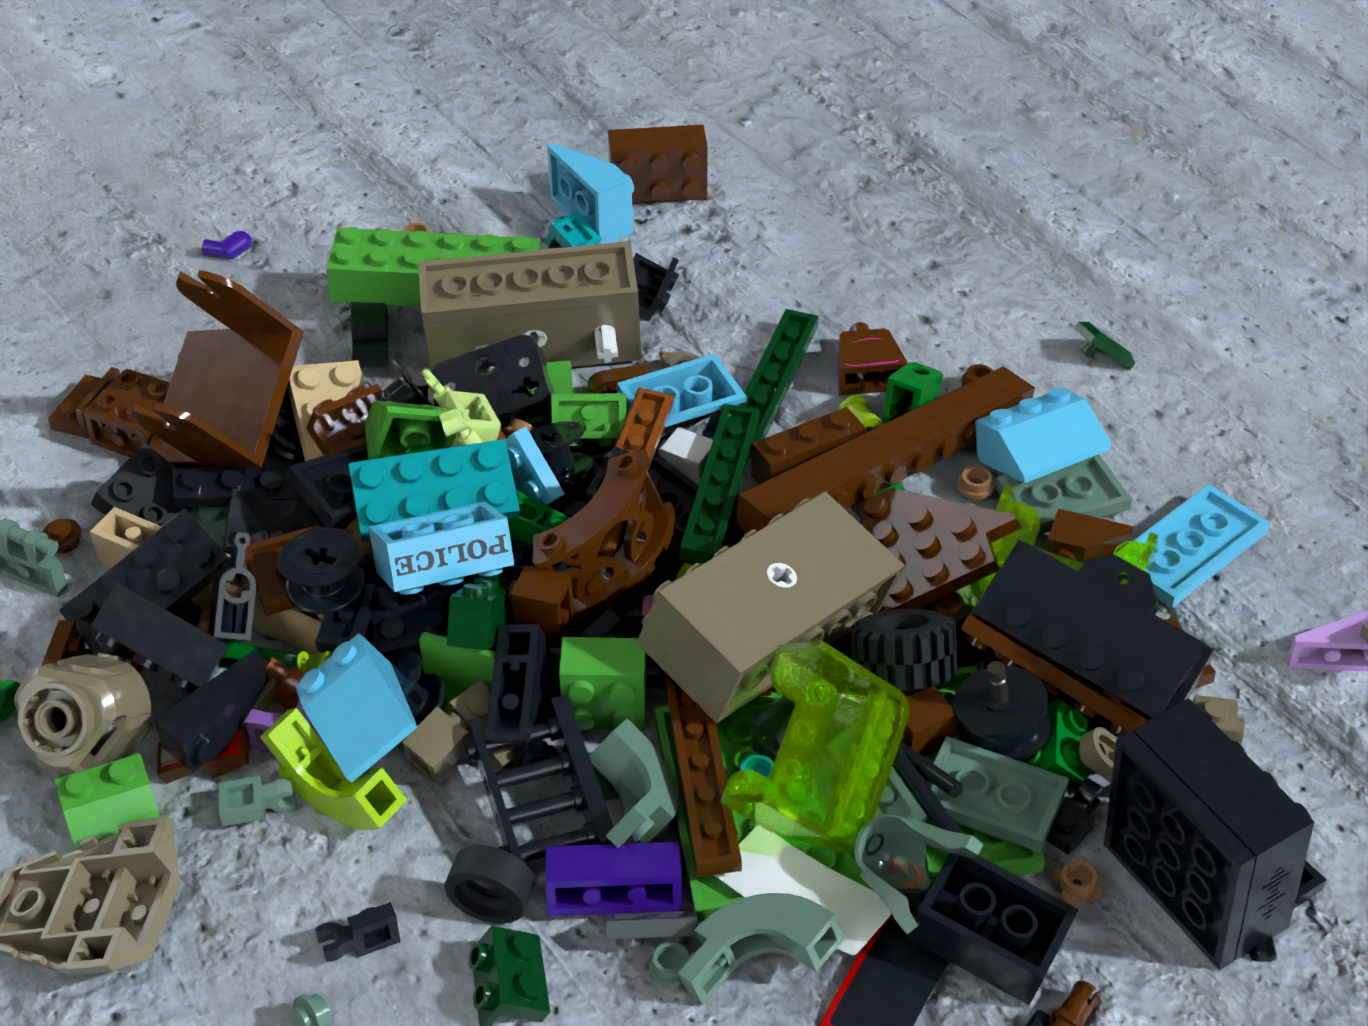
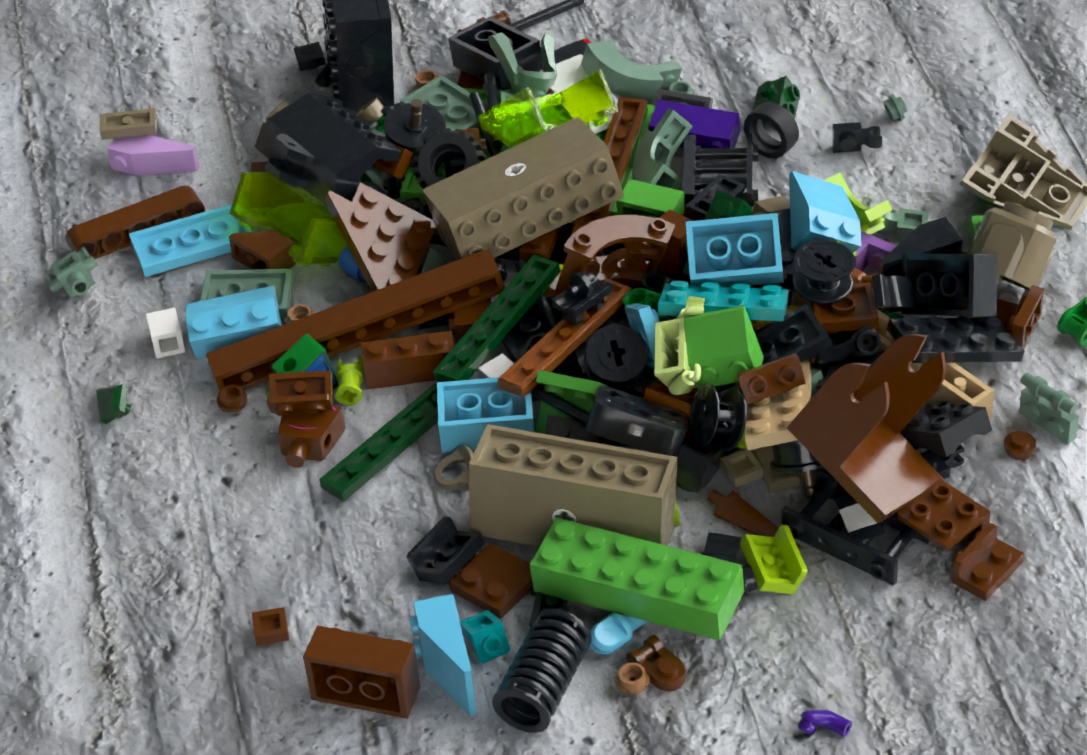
camera: 155 degrees left, 0 degrees up
(318, 345) = (775, 561): none -> lime bracket
(337, 334) = (749, 580): none -> black plate
(497, 194) = (542, 670): none -> black piece
(774, 201) = (270, 626): none -> reddish brown plate
(884, 343) = (300, 392): none -> reddish brown bracket
(1118, 419) = (165, 333): none -> white brick
(1278, 546) = (112, 230): none -> reddish brown beam
(1282, 453) = (72, 273): none -> sand green piece

